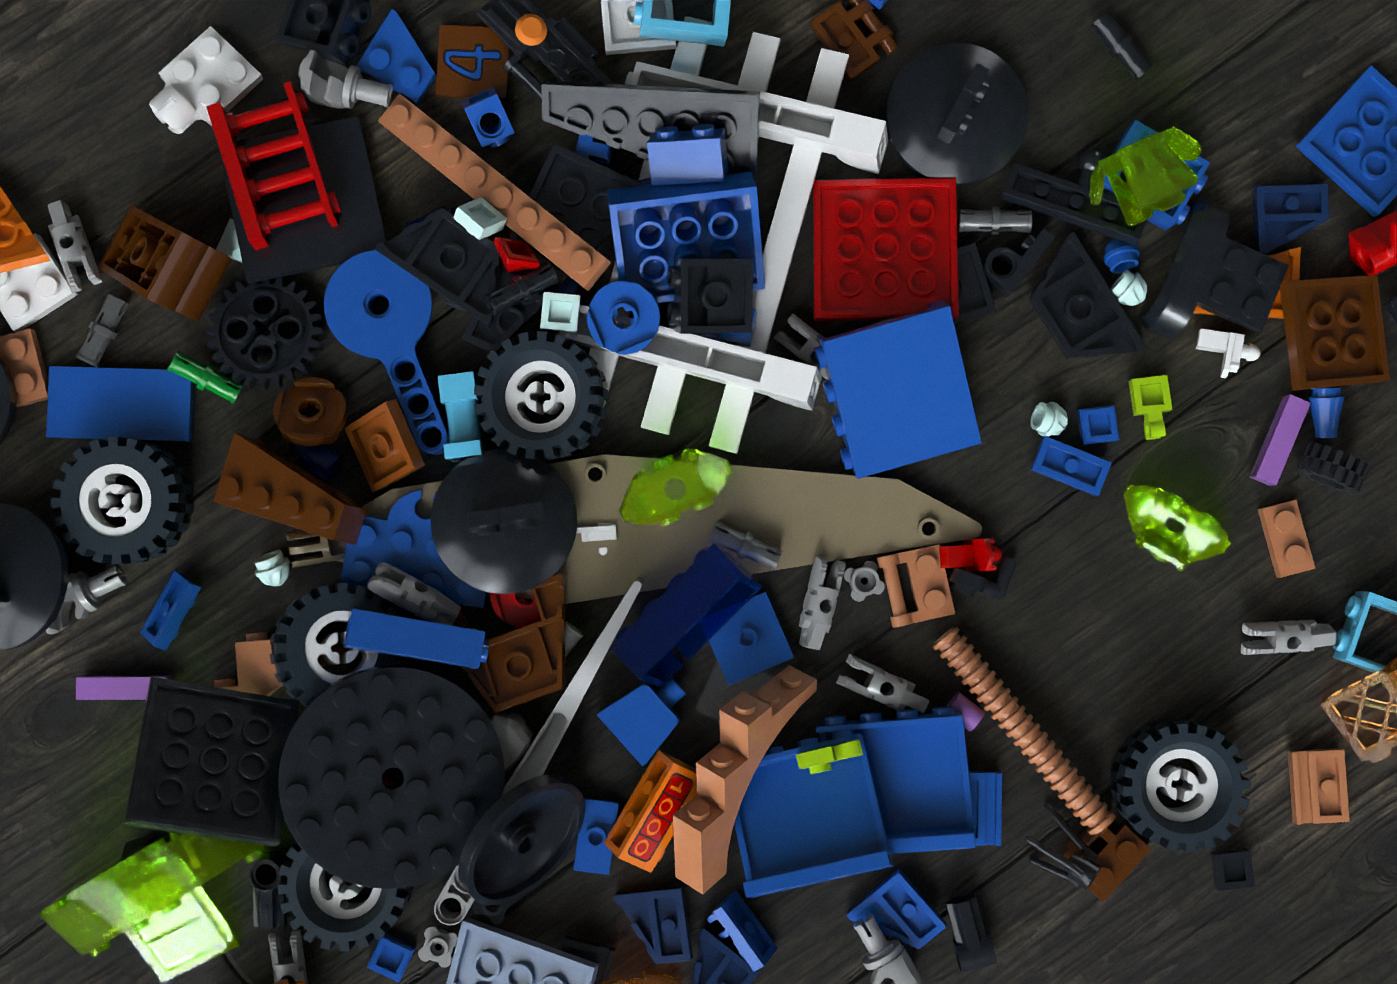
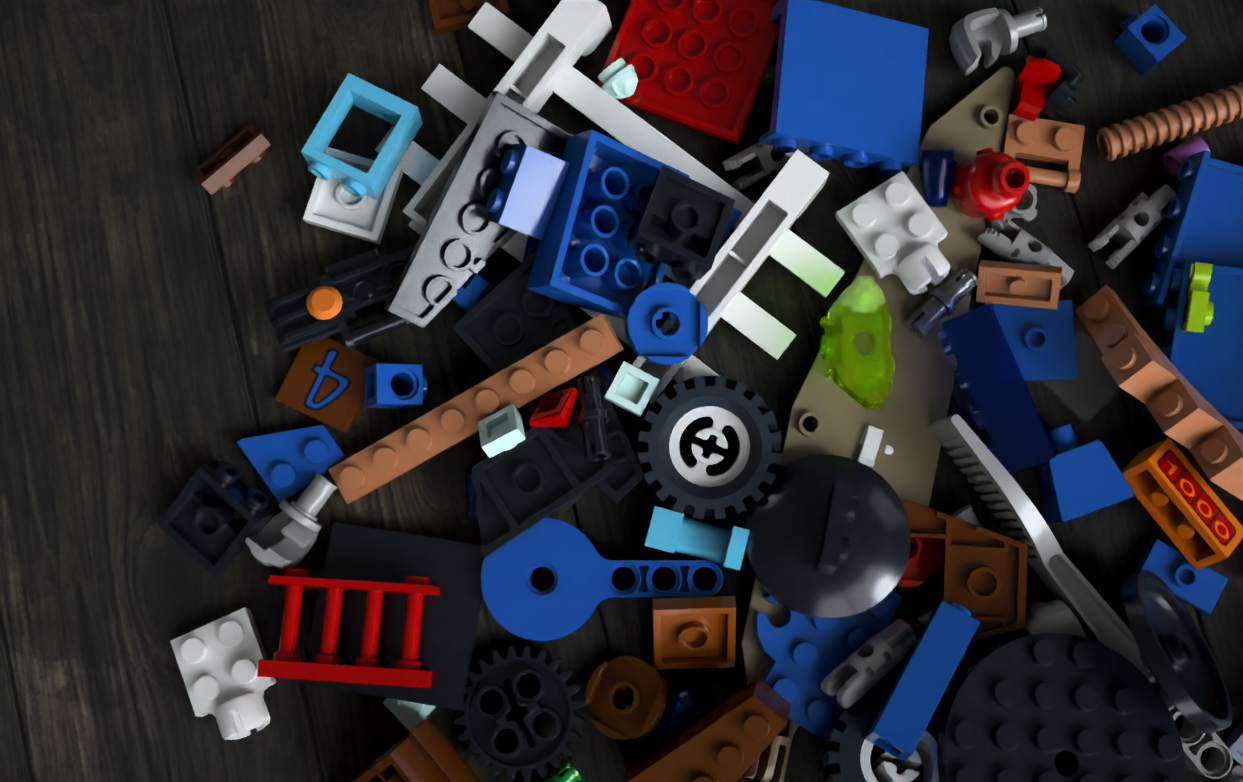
camera: 70 degrees left, 5 degrees down
(787, 605) = (1019, 284): none -> nougat plate
(788, 484) = (897, 233): none -> white plate
(826, 196) = (619, 79): none -> light aqua plate
(851, 500) = (936, 176): none -> clear blue cone
(860, 544) = (989, 184): none -> red piece
(1006, 501) = (992, 33): none -> light grey piece
(1041, 643) = (1158, 27): none -> blue brick

